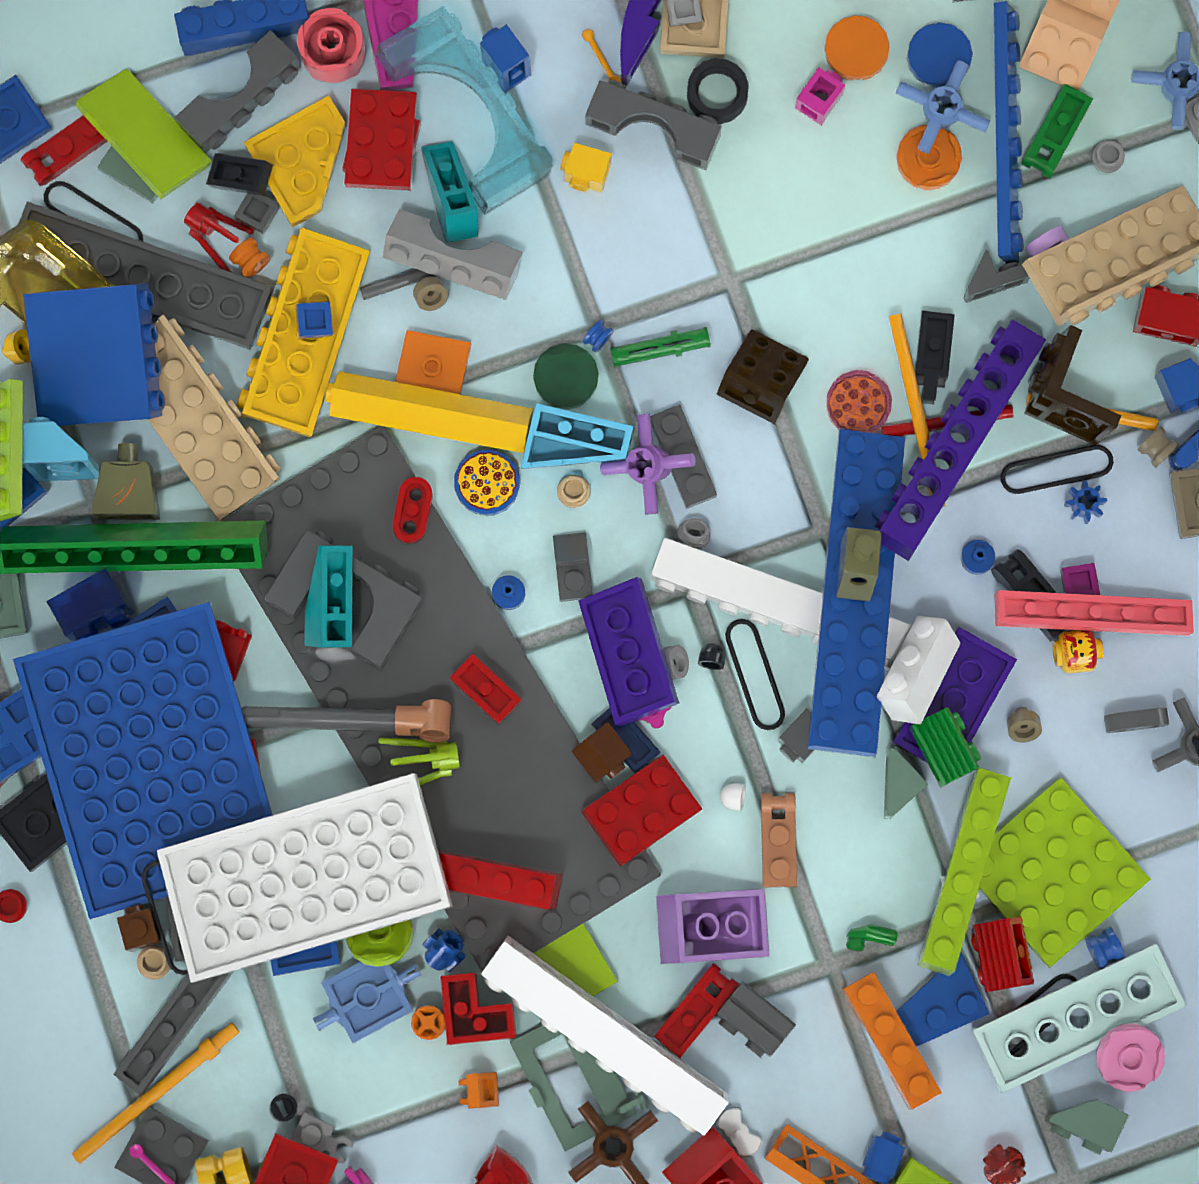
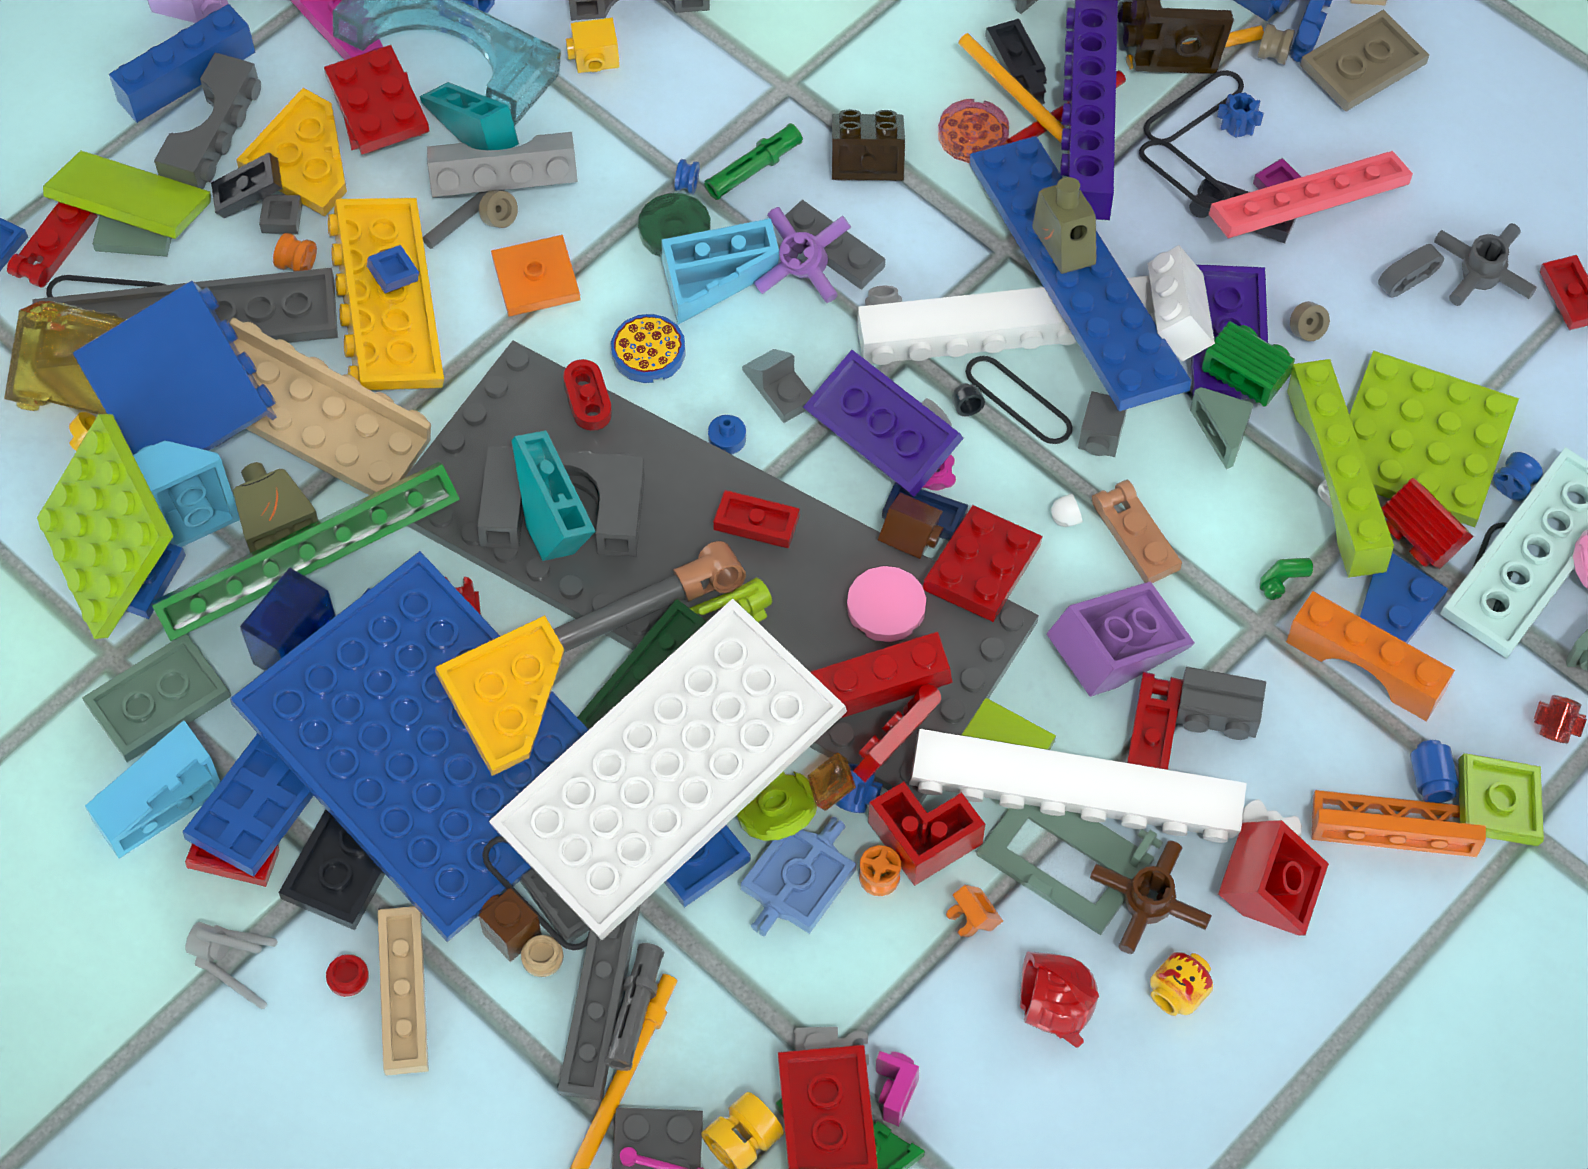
camera: 30 degrees left, 20 degrees down
(42, 939) = (402, 991): none -> tan plate
(196, 1040) = (639, 990): none -> dark grey pin
(205, 221) = (230, 243): red plant -> none
(216, 751) = (504, 691): none -> yellow plate
(289, 1104) = (773, 1029): black hinge -> none
(314, 40) = (284, 45): coral brick -> none
(333, 775) = (660, 642): none -> dark green plate
(423, 942) = (831, 781): none -> clear orange tile
(429, 411) = (555, 304): yellow brick -> none
(492, 930) = (897, 731): none -> plate
(546, 811) = (886, 603): none -> bright pink tile
(573, 491) = (740, 317): tan plate -> none
(975, 564) = (1169, 206): blue tile -> none
(990, 537) = (1189, 162): none -> black piece
(1077, 651) = (1315, 238): yellow head -> none

